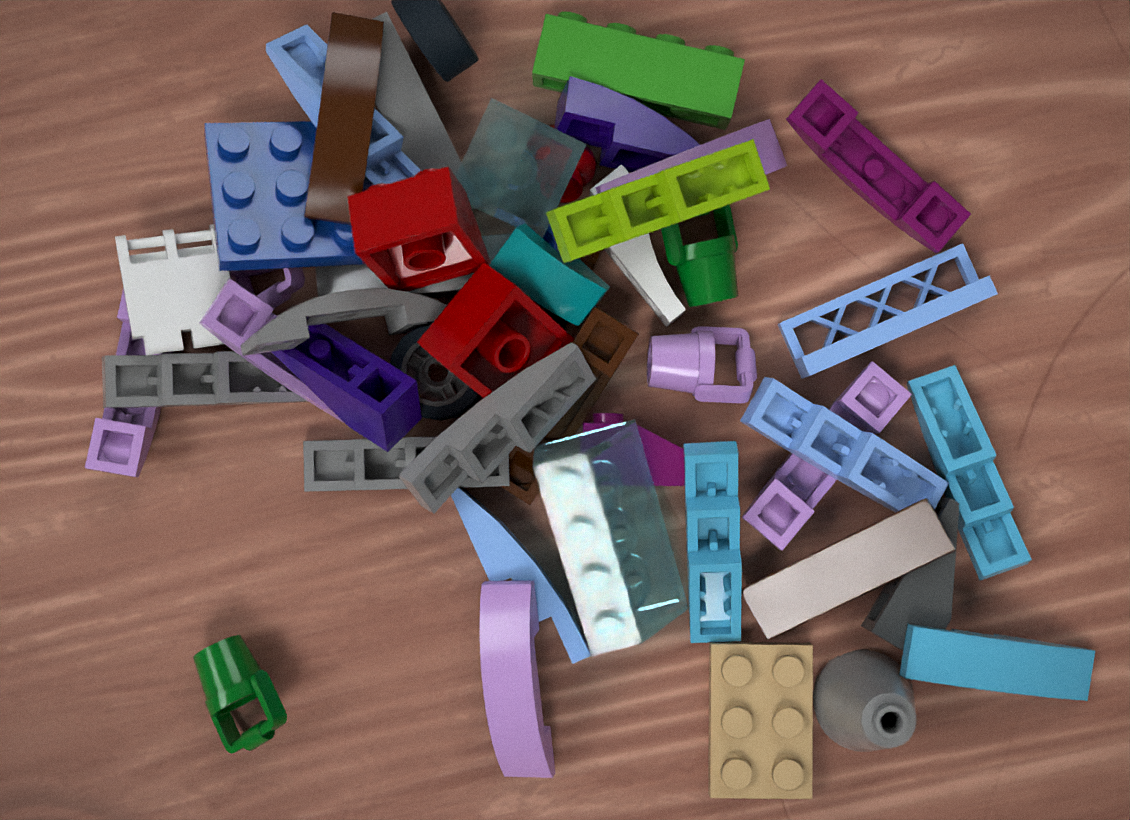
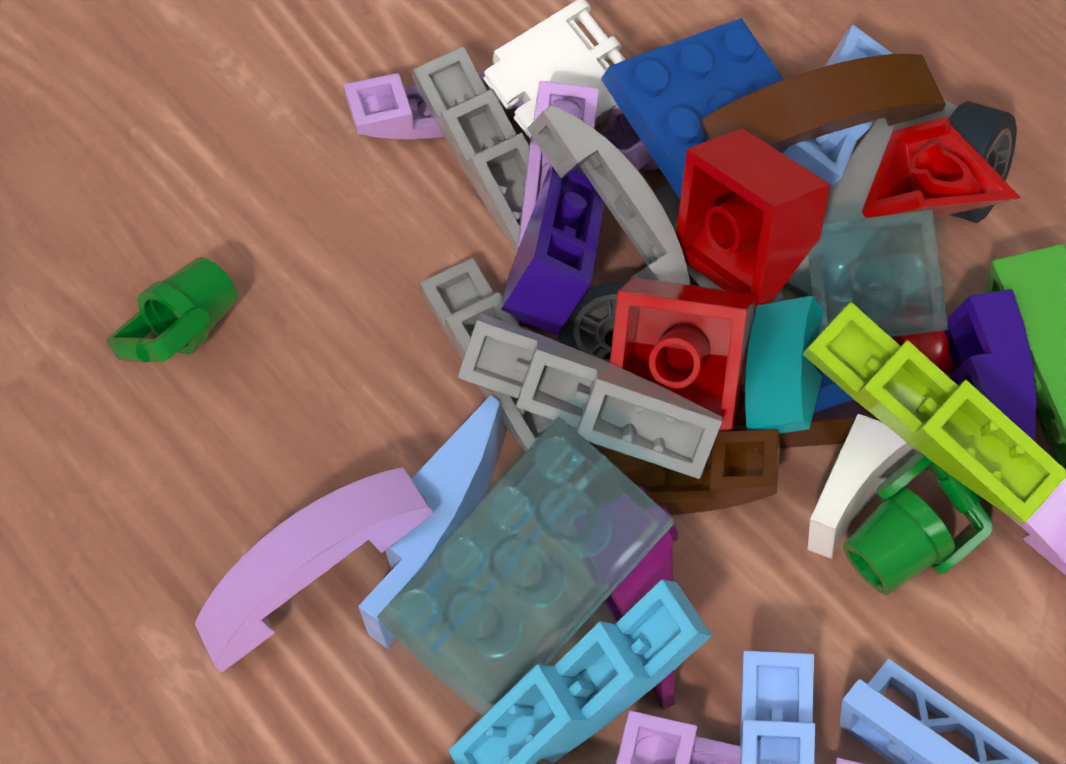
camera: 70 degrees right, 30 degrees down
(453, 77) = (935, 171): none -> red slope
(688, 363) = (781, 576): lavender piece -> none

